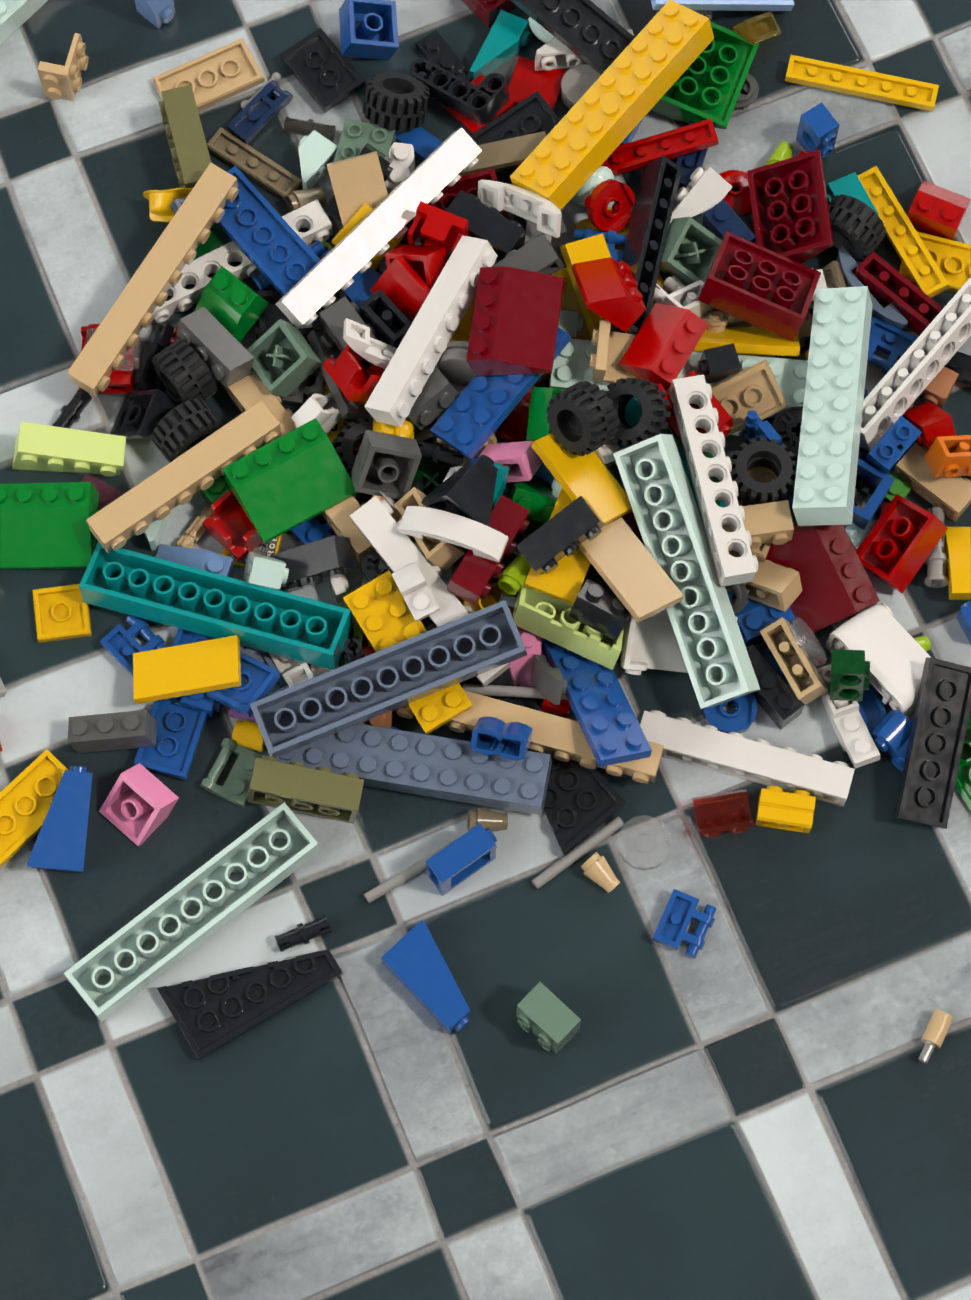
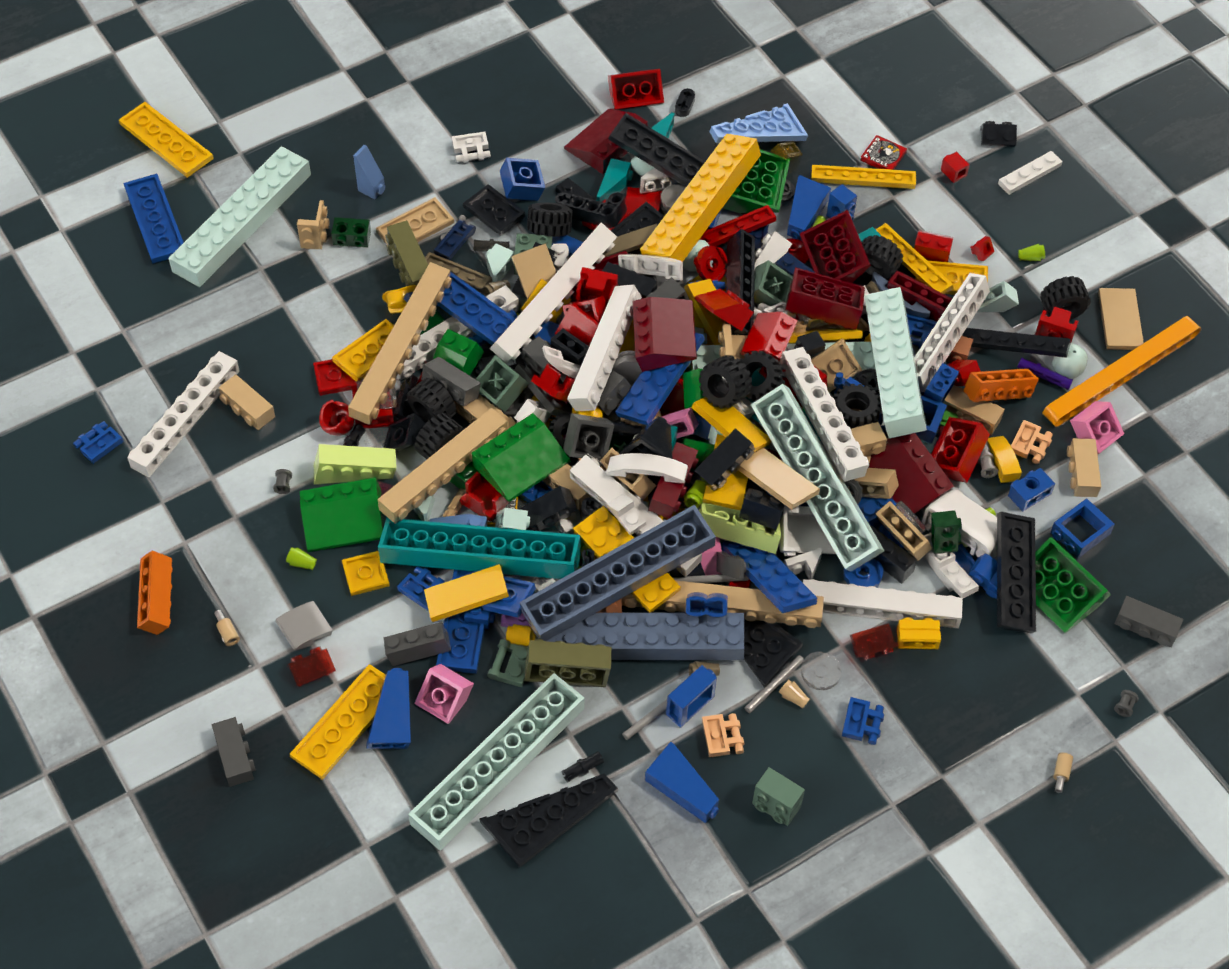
camera: 10 degrees left, 15 degrees down
(45, 376) = (335, 418): none -> red piece
(62, 306) = (331, 378): none -> red tile
(103, 279) = (359, 355): none -> yellow tile
(118, 77) = (351, 232): none -> dark green brick
(485, 916) = (716, 736): none -> light nougat plate
(657, 682) = (807, 561): none -> white slope
(769, 122) = (807, 205): none -> blue slope
(899, 47) = (883, 153): none -> tile

